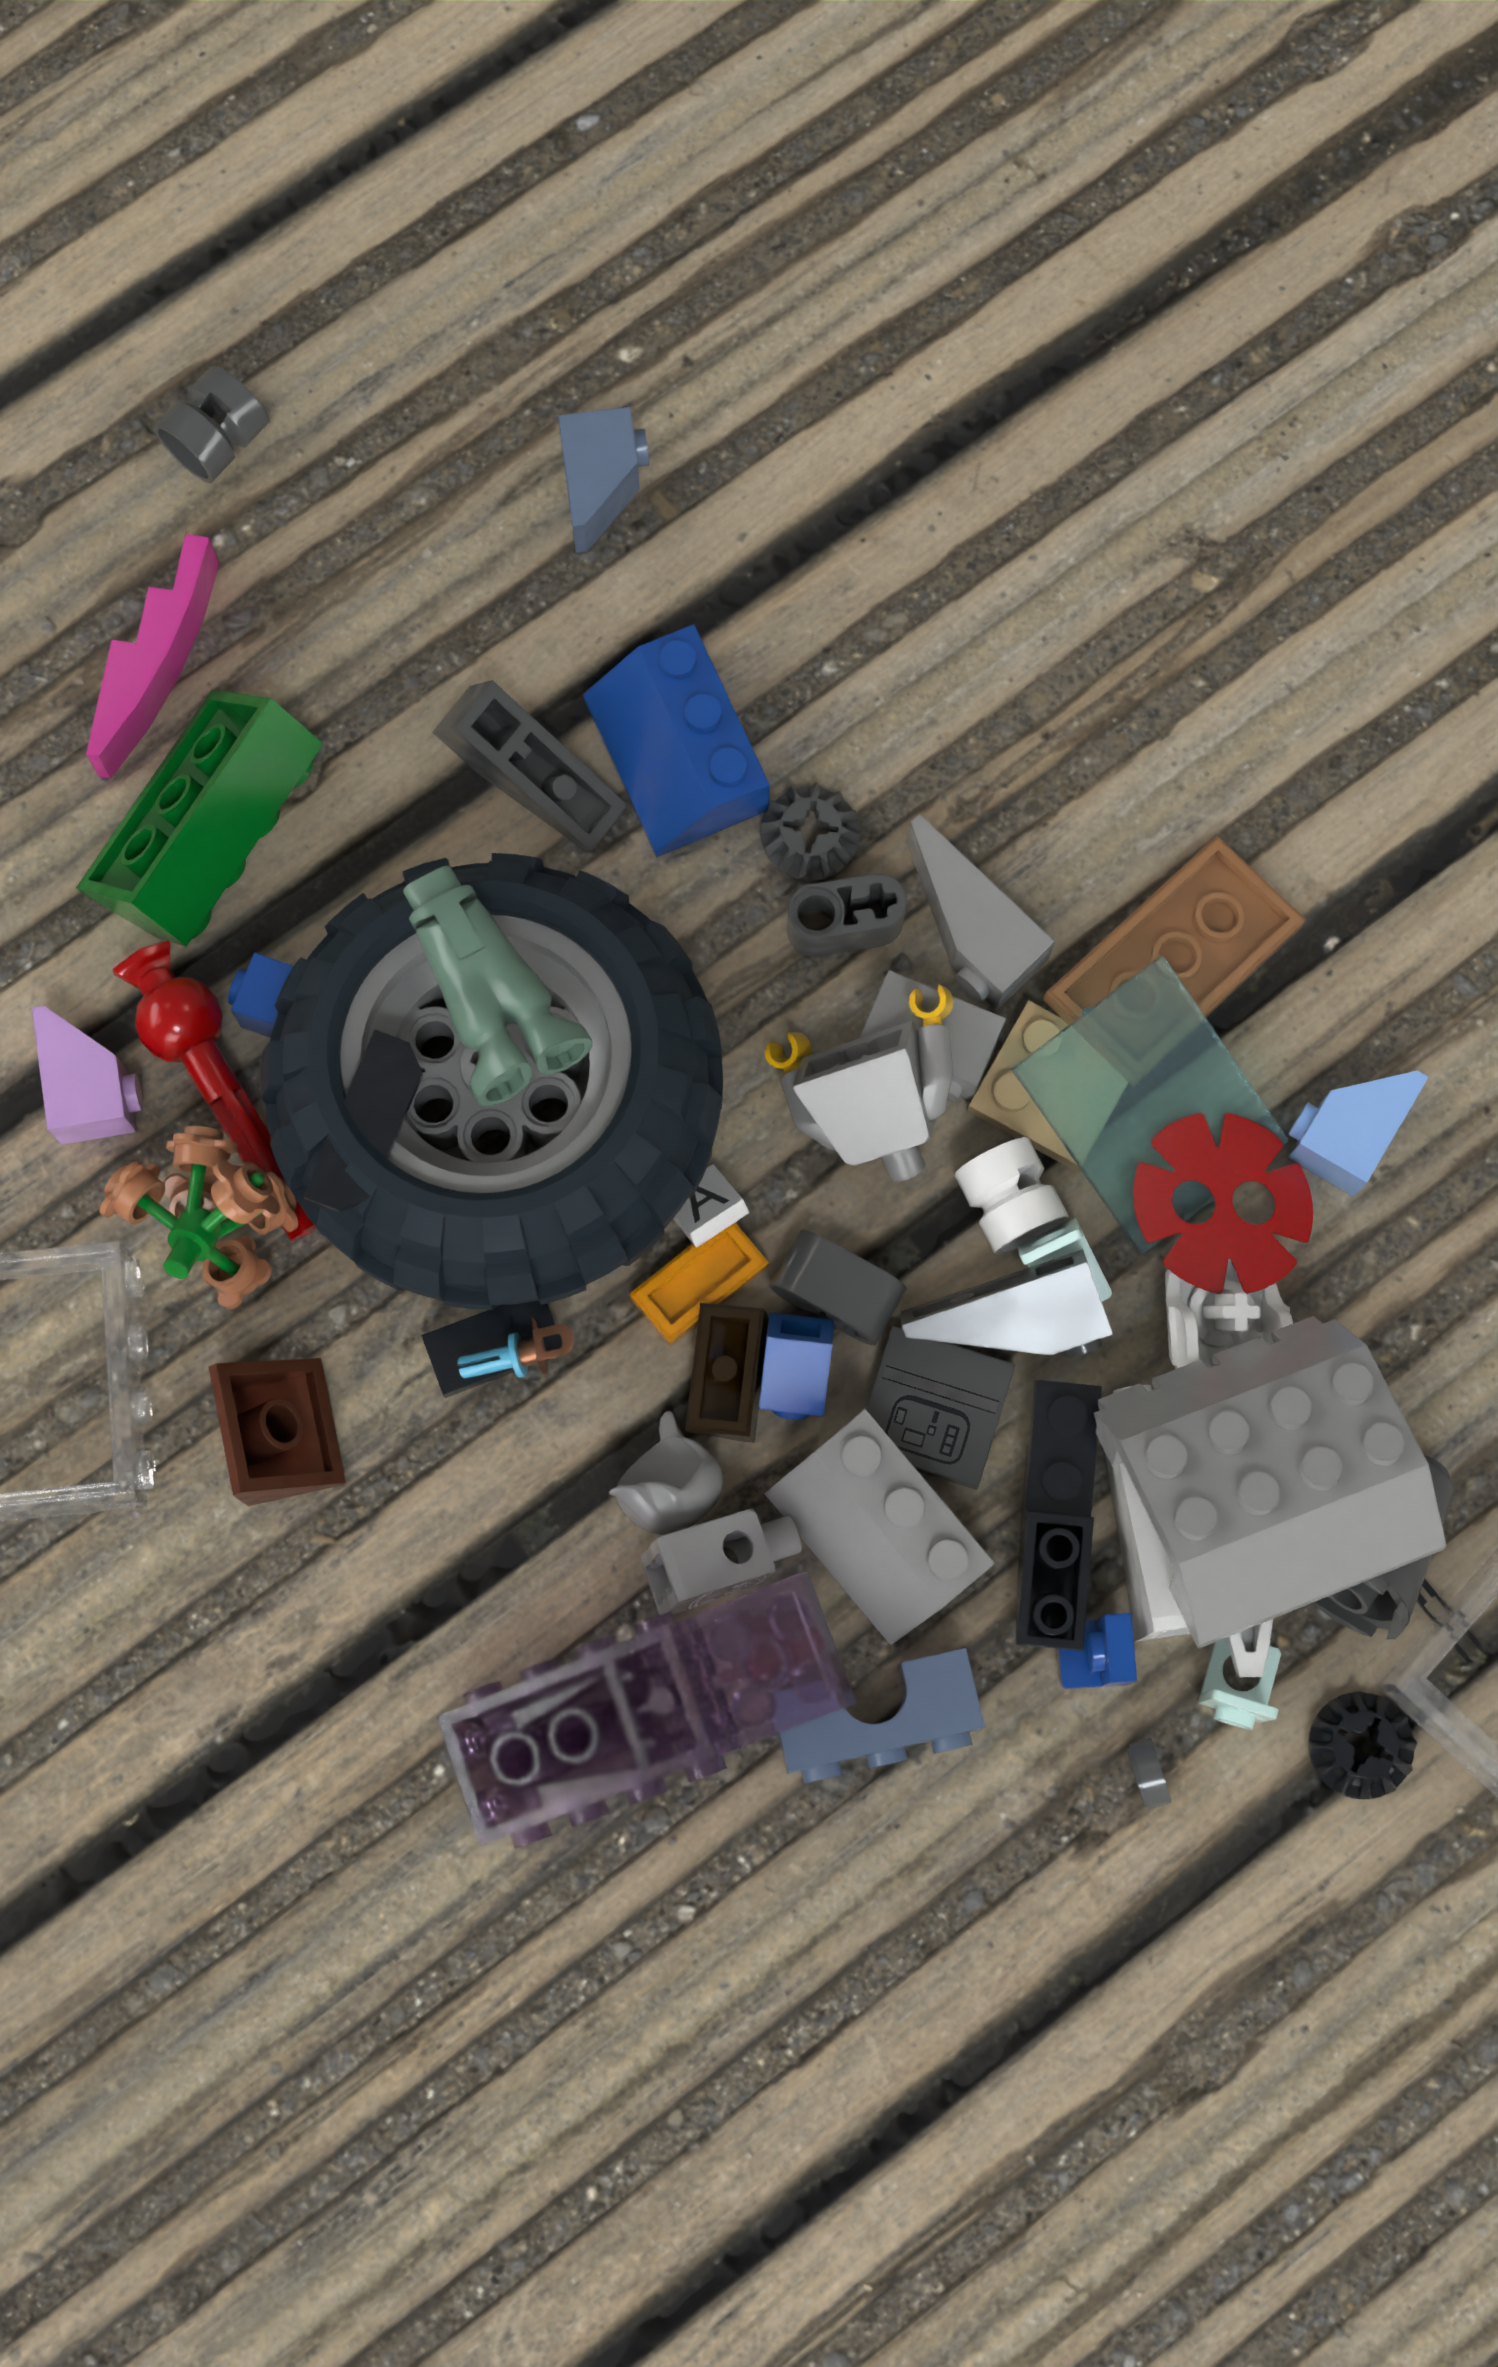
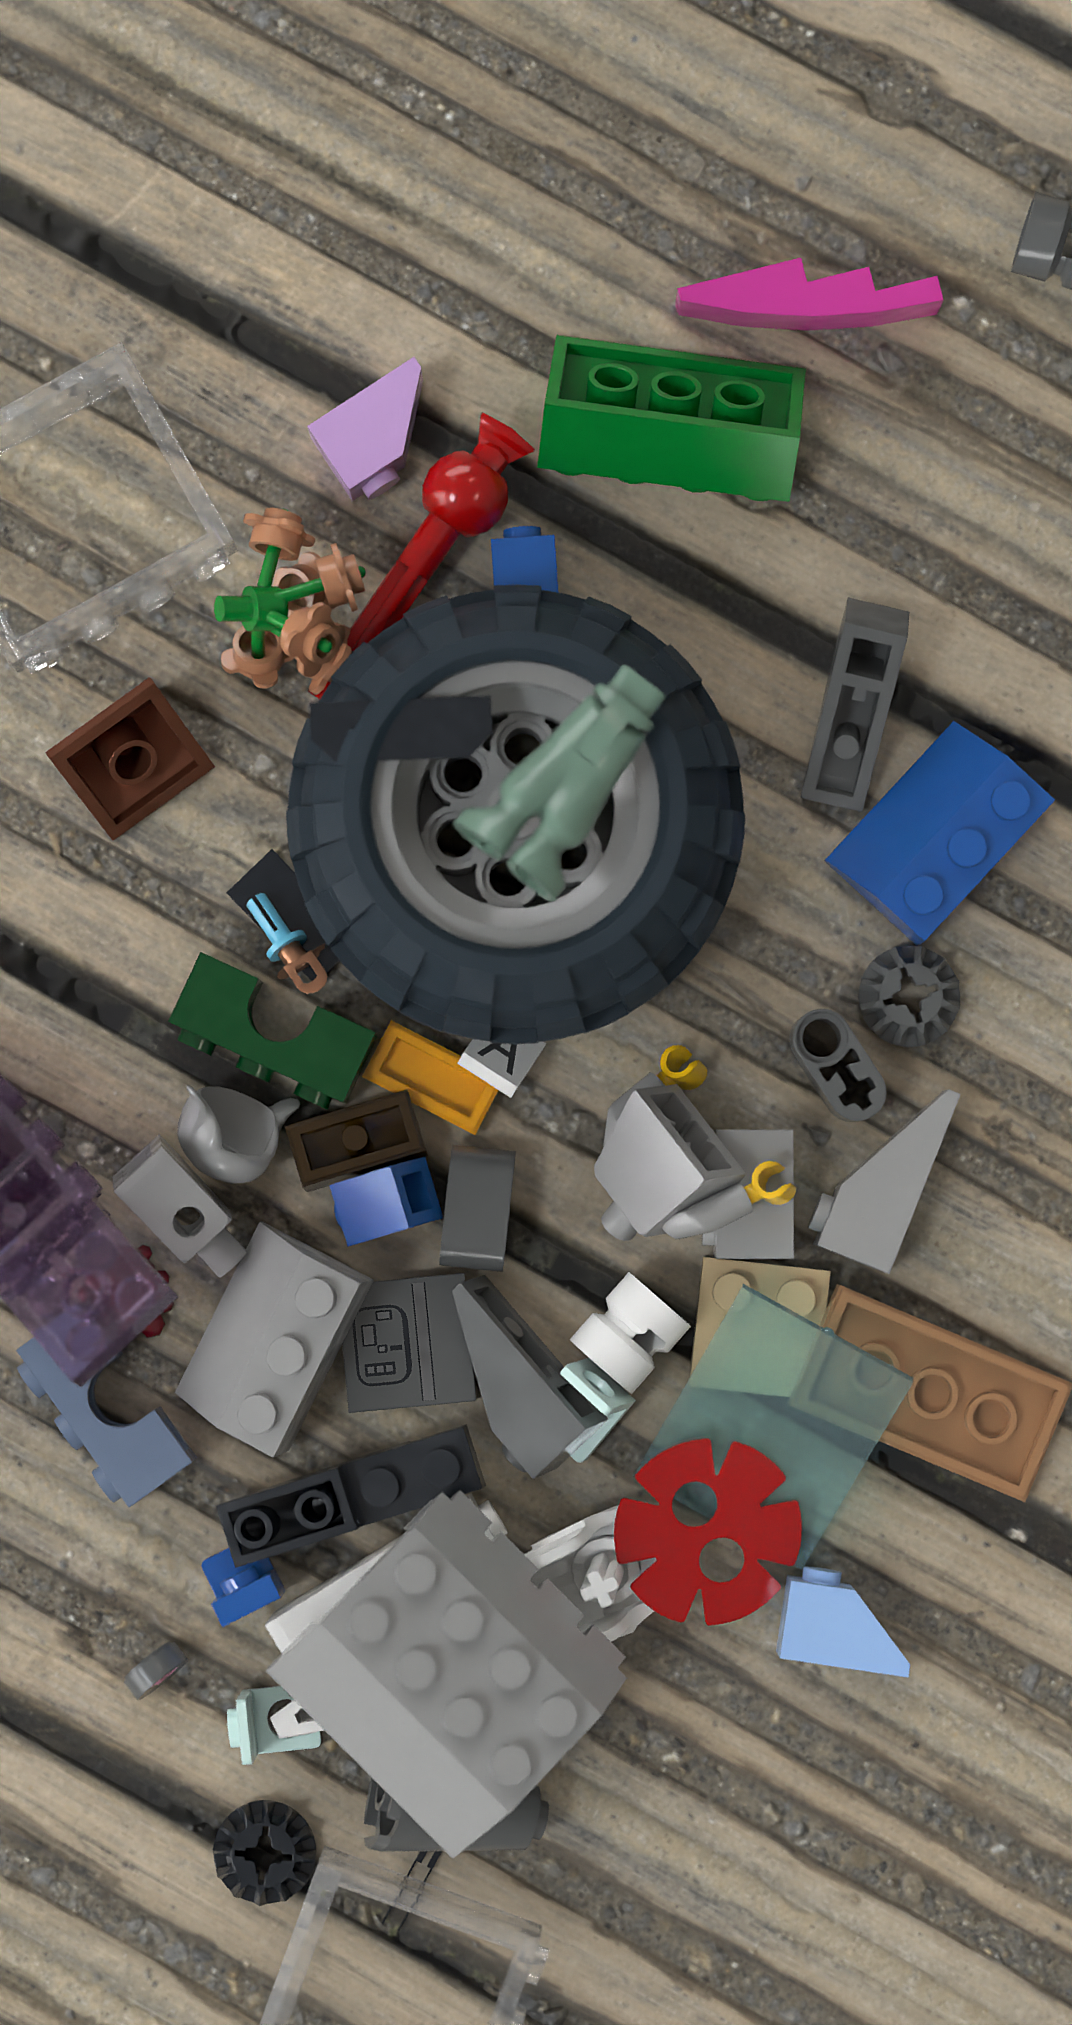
camera: 70 degrees right, 10 degrees up
(554, 1447) = (218, 1011): none -> dark green arch

